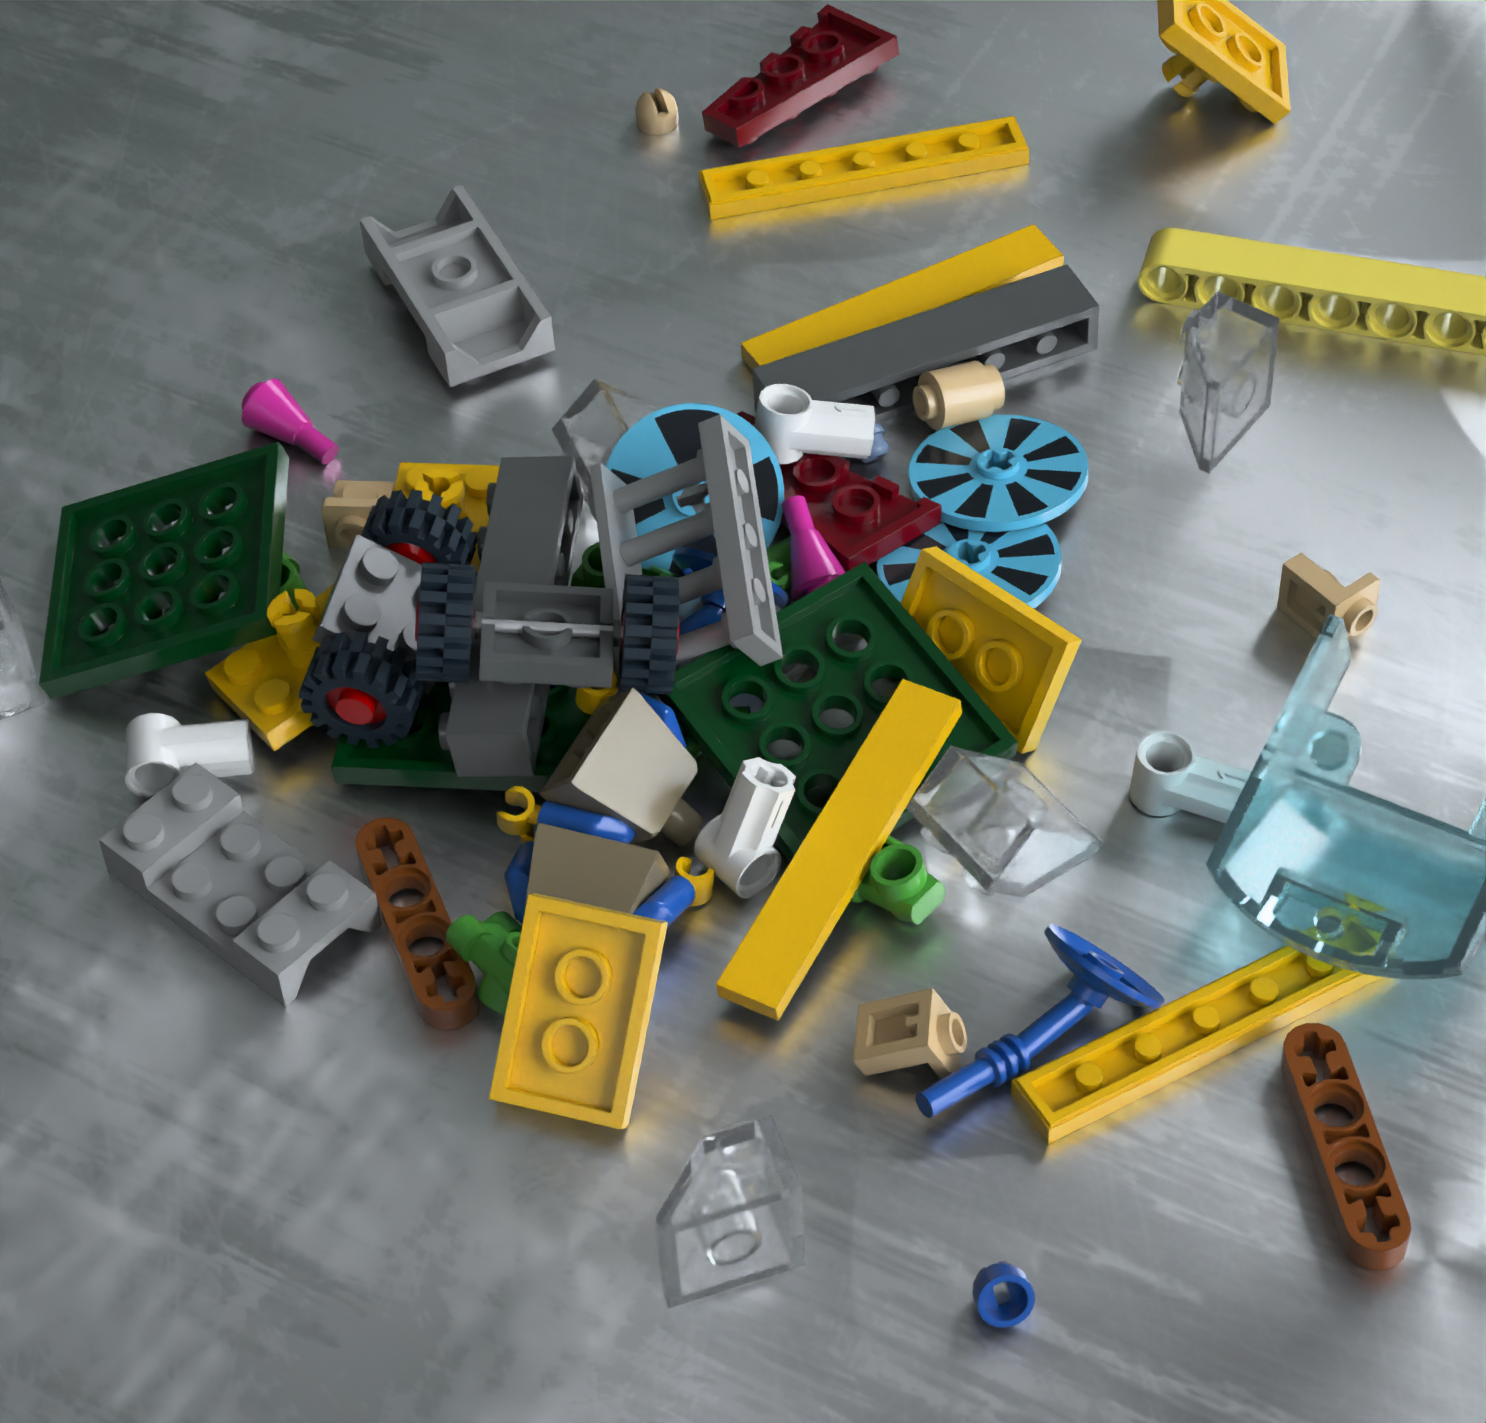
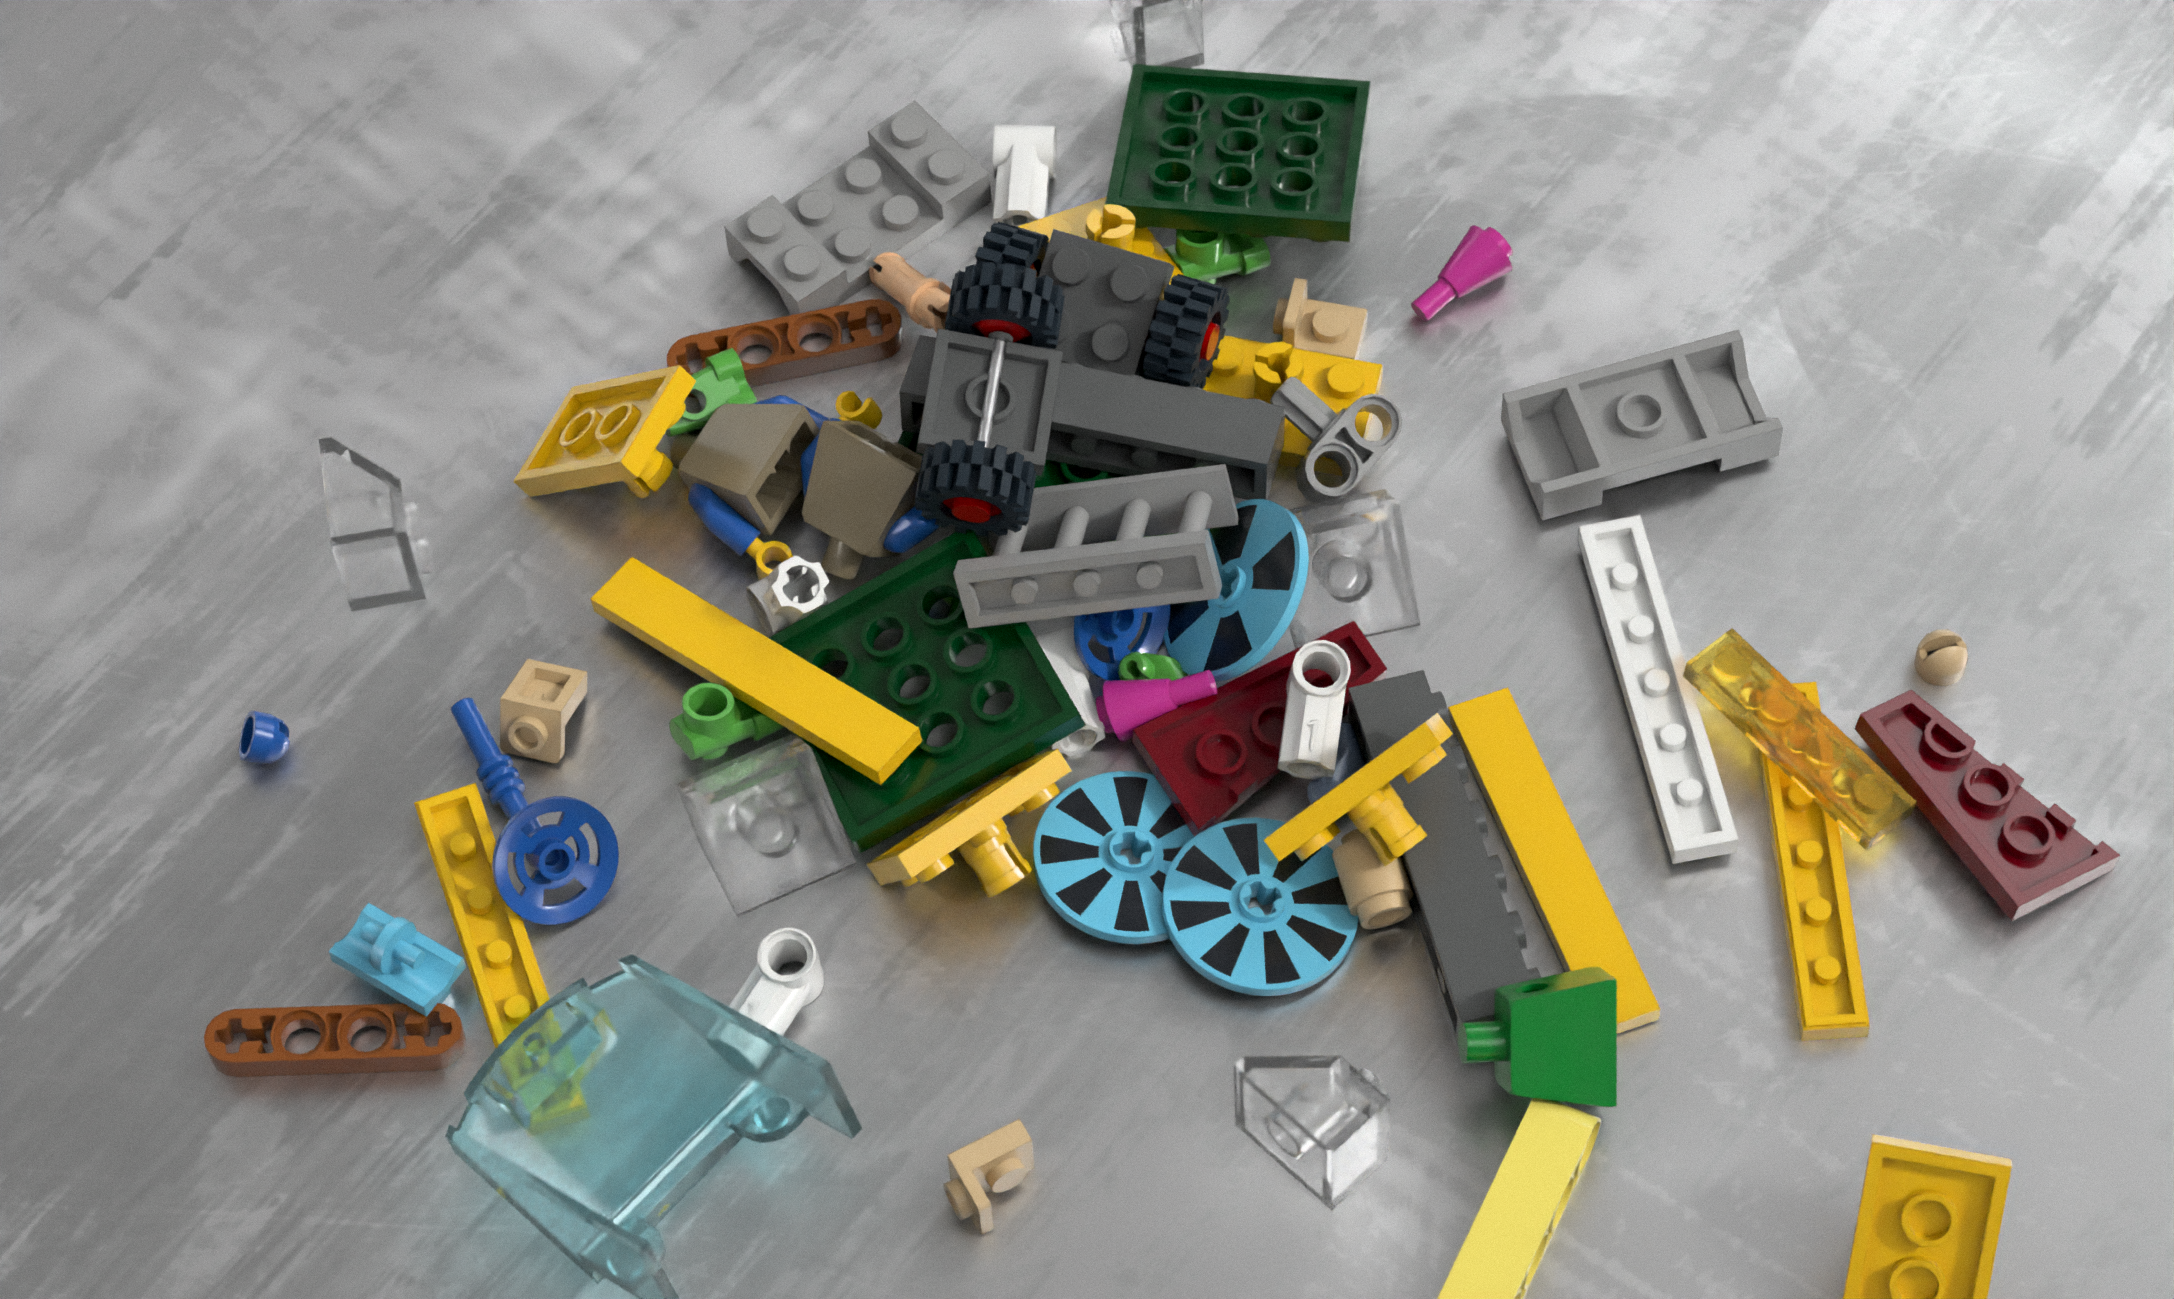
camera: 100 degrees right, 10 degrees up
(370, 776) = (922, 296): none -> light nougat pin
(507, 428) = (1335, 436): none -> light grey beam
(720, 257) = (1655, 692): none -> white plate
(763, 164) = (1799, 739): none -> clear yellow plate
(911, 353) = (1368, 801): none -> yellow plate
(1116, 251) = (1551, 1038): none -> green torso
(1250, 1088) = (398, 959): none -> medium azure hips

